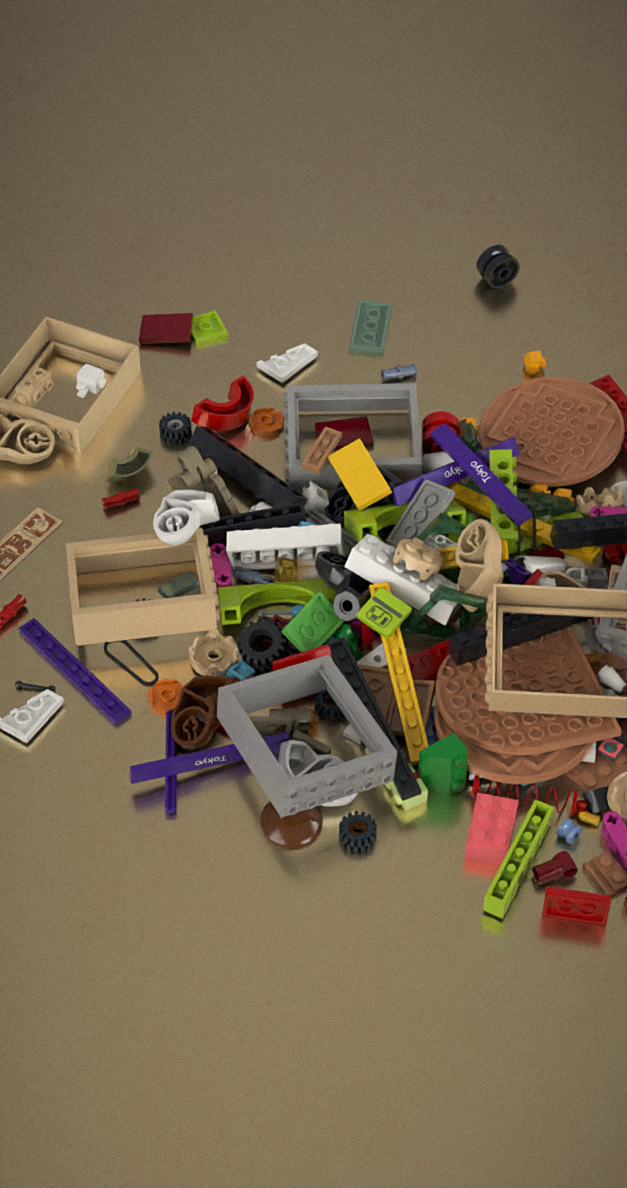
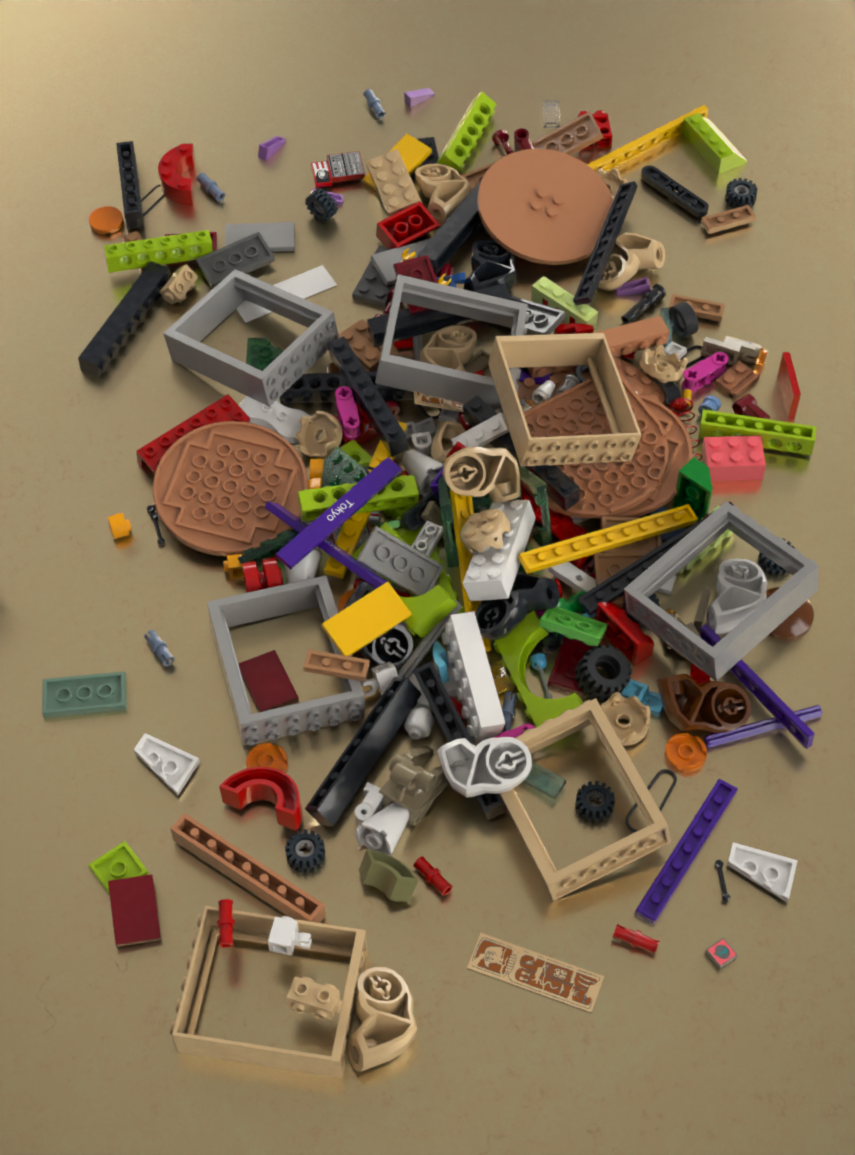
camera: 105 degrees left, 5 degrees up
(116, 351) = (225, 923): none -> red pin
(164, 466) = (383, 829): none -> white cone
(166, 388) = (246, 871): none -> nougat brick
(384, 612) = (558, 551): lime tile -> none

